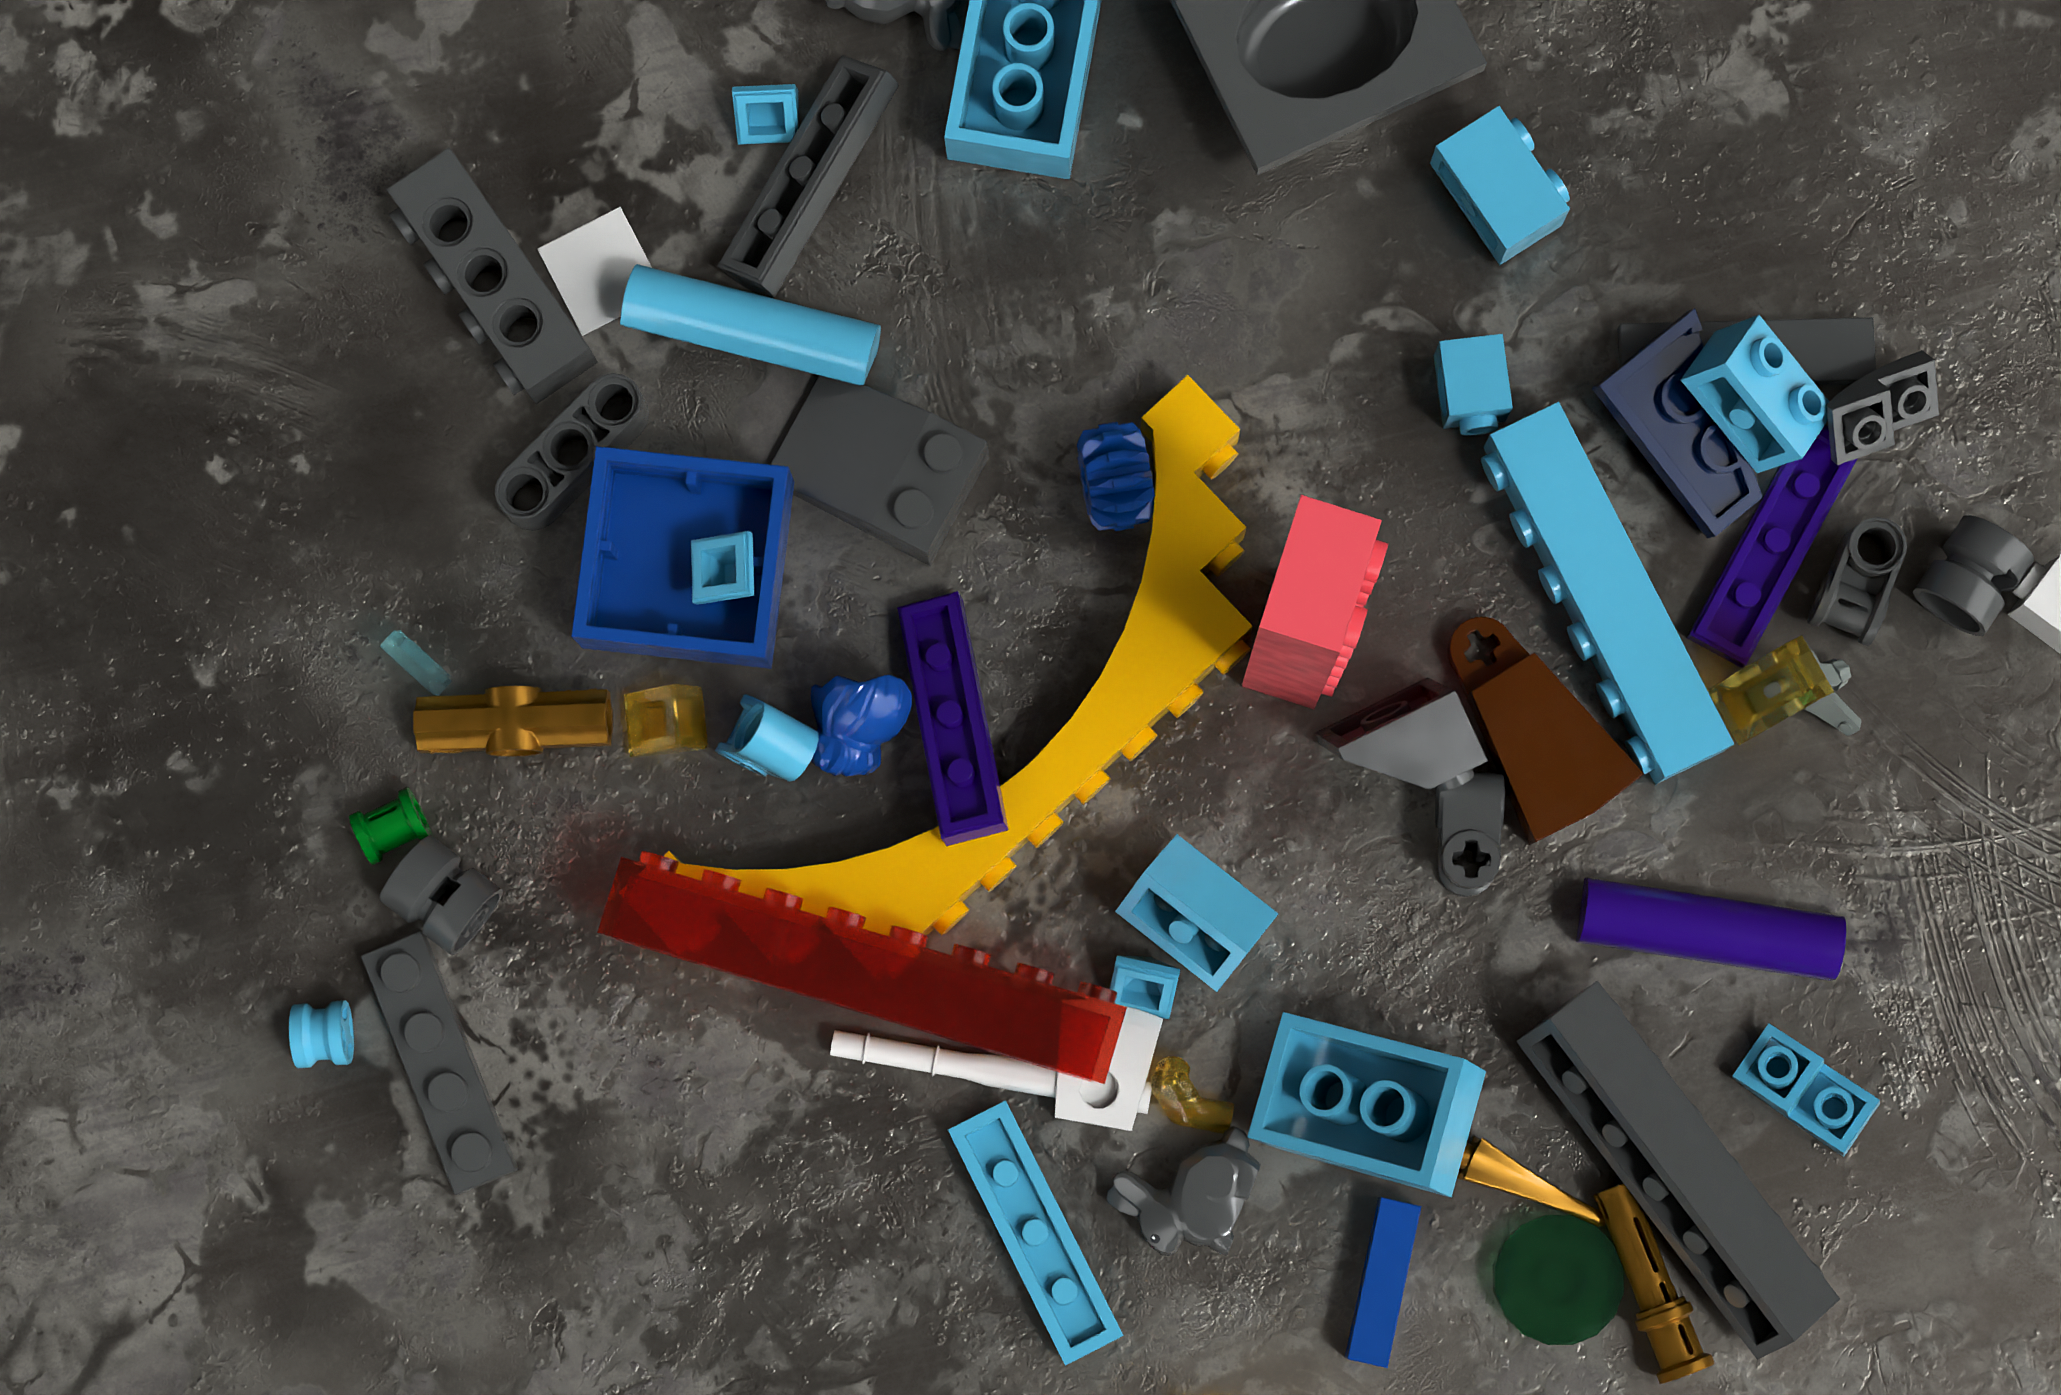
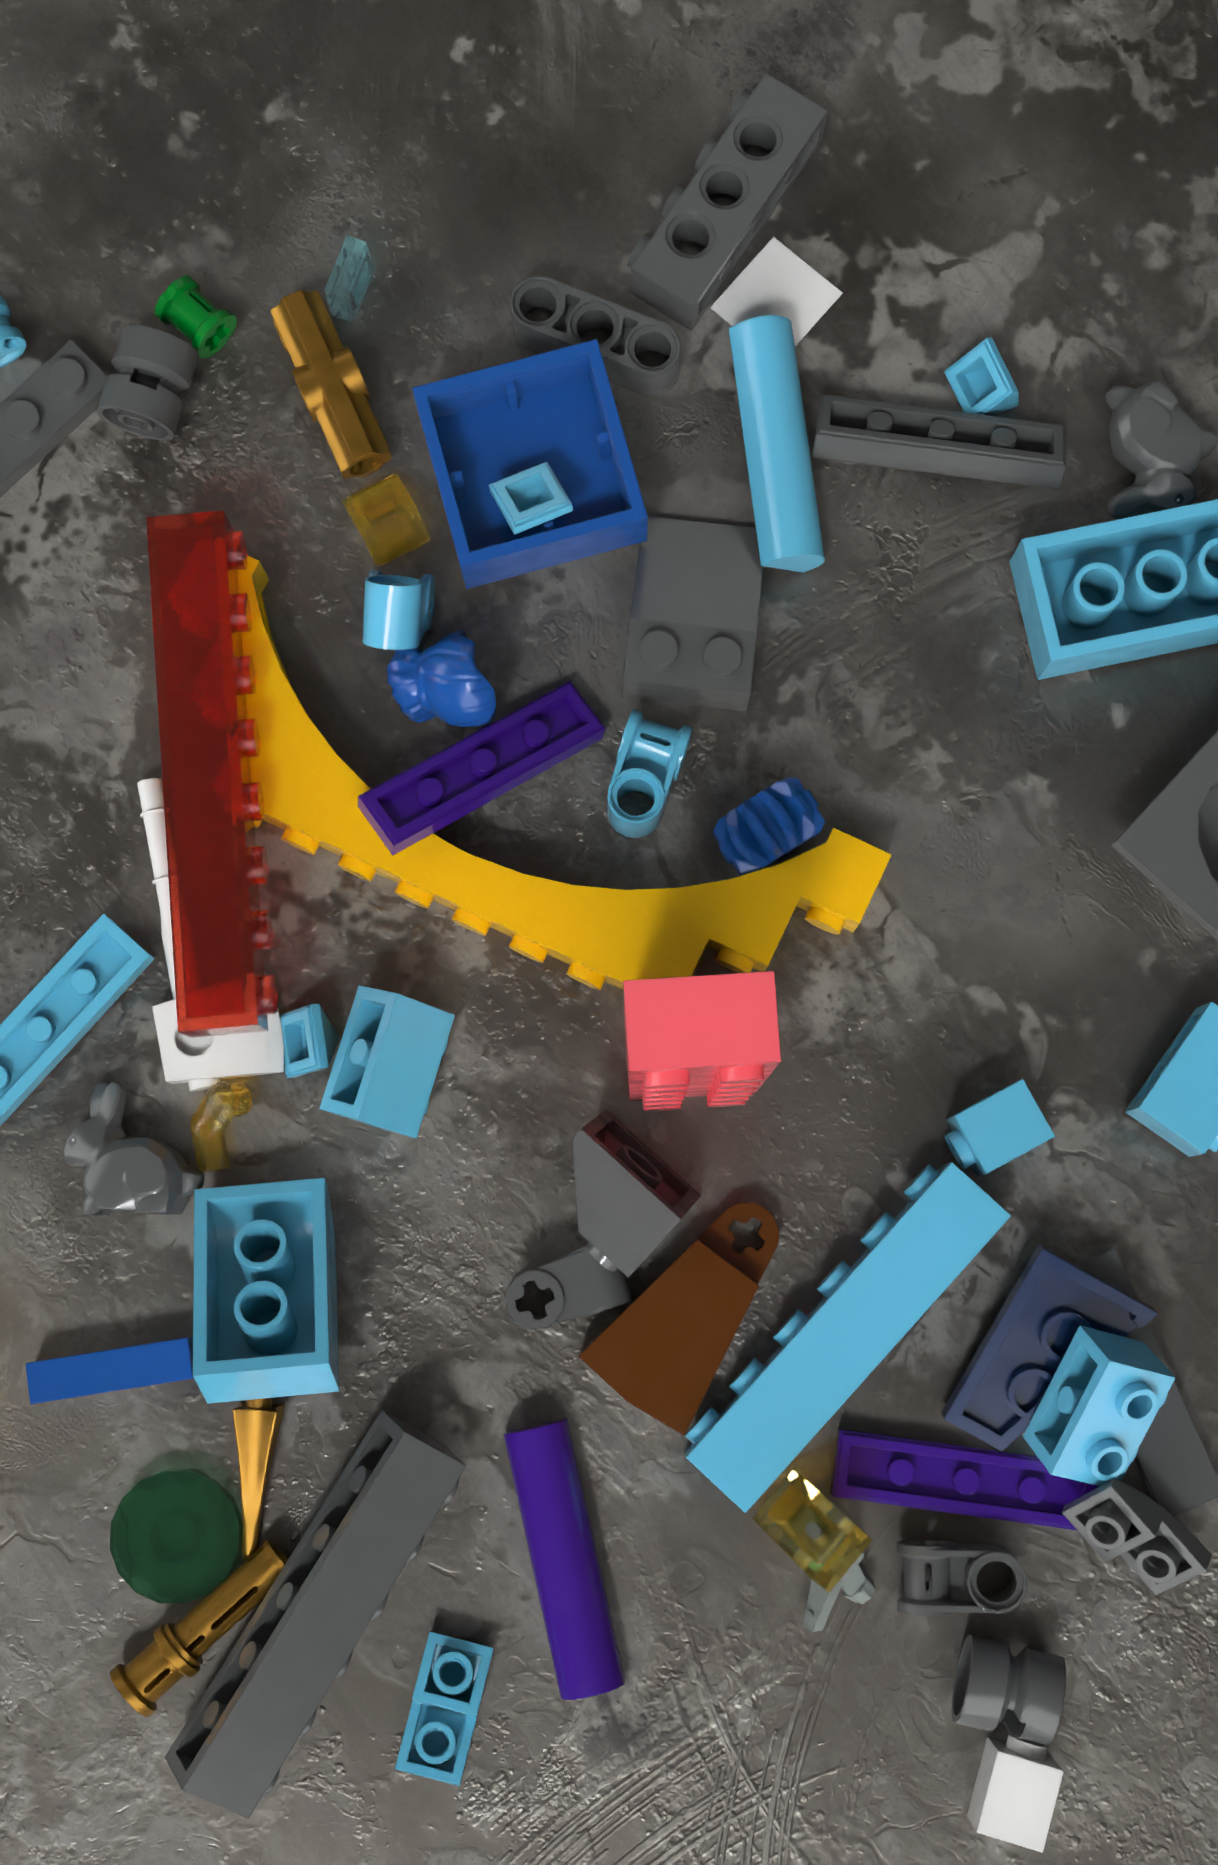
camera: 65 degrees right, 0 degrees up
(1004, 564) = (649, 764): none -> medium azure piece

